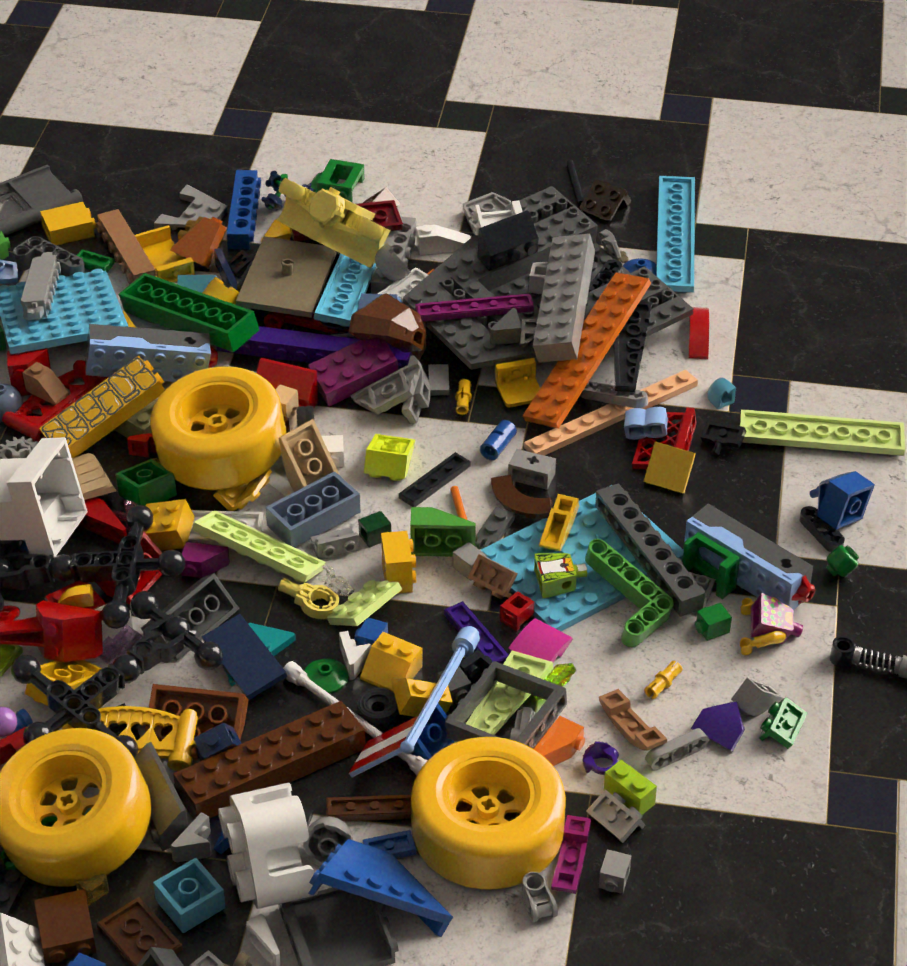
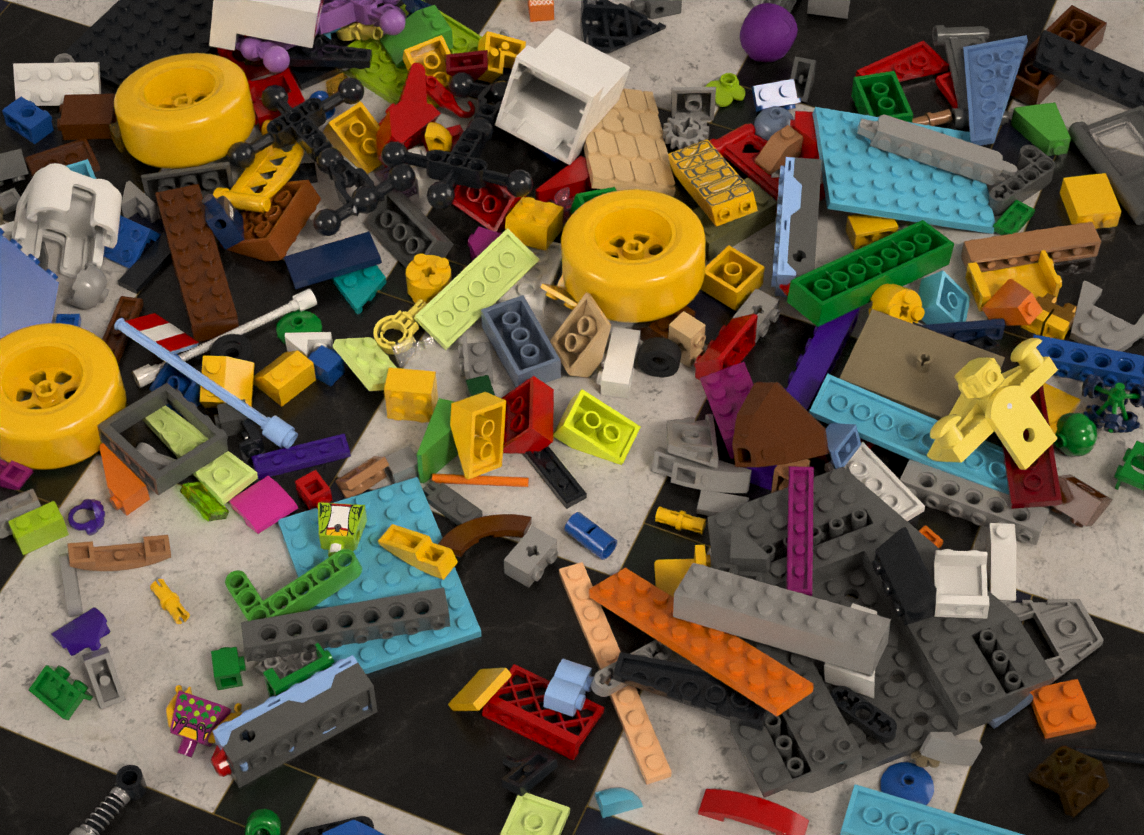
camera: 105 degrees right, 10 degrees up
(250, 586) = (427, 277): none -> yellow brick
(384, 493) = (528, 417): none -> red slope
(390, 264) = (920, 472): light grey cylinder -> none
(434, 491) = (479, 432): none -> yellow slope

